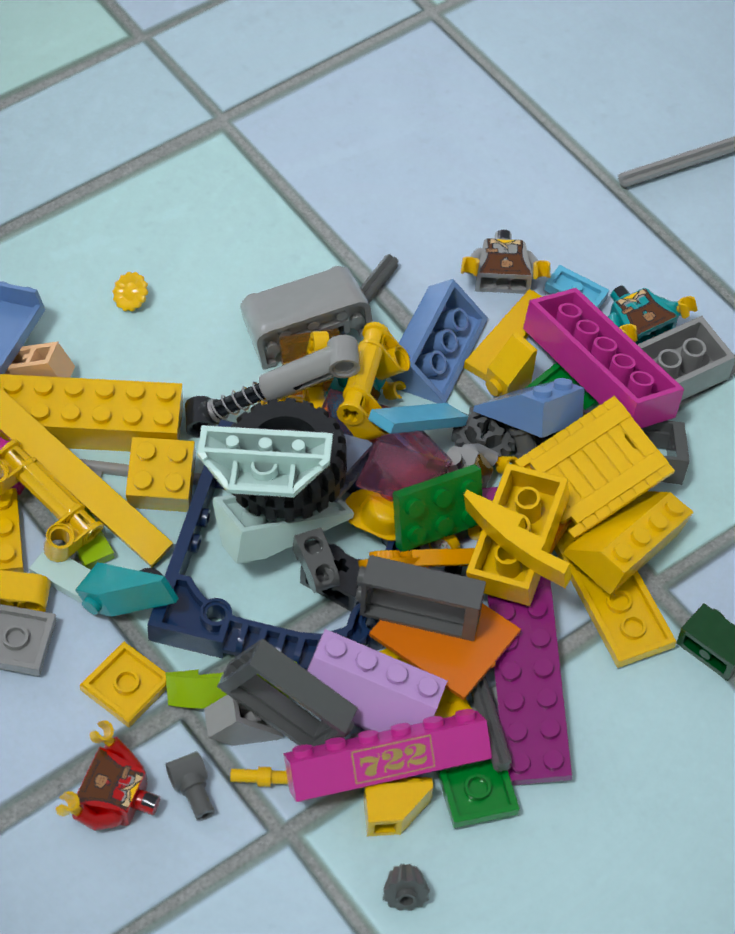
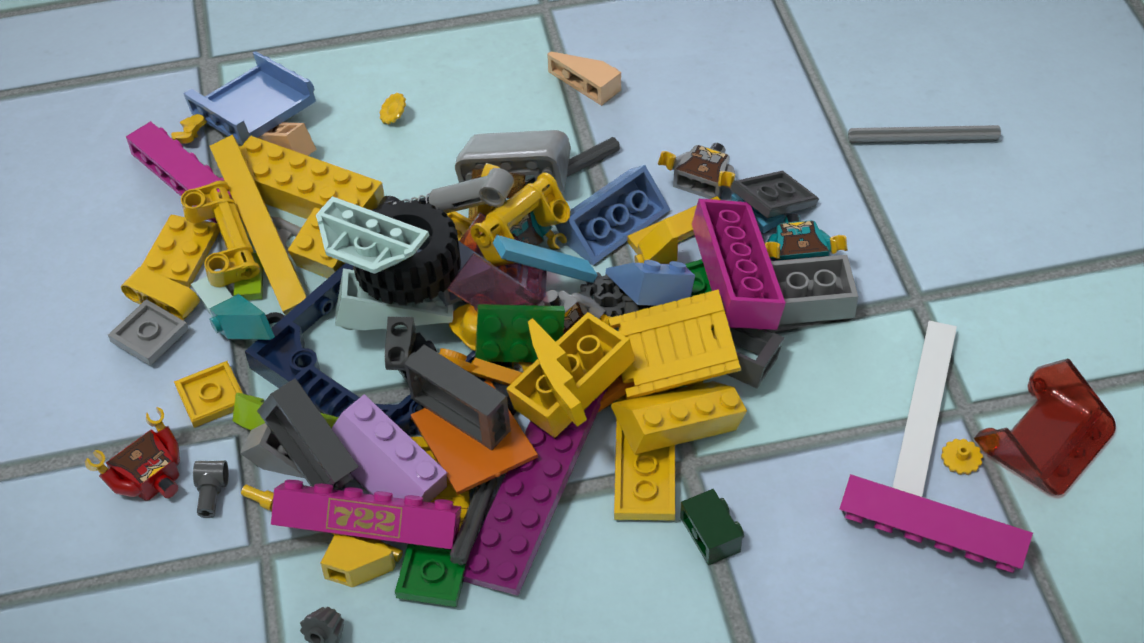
camera: 30 degrees right, 5 degrees down
(321, 191) = (586, 75): none -> light nougat slope
(590, 269) = (774, 194): none -> dark grey tile

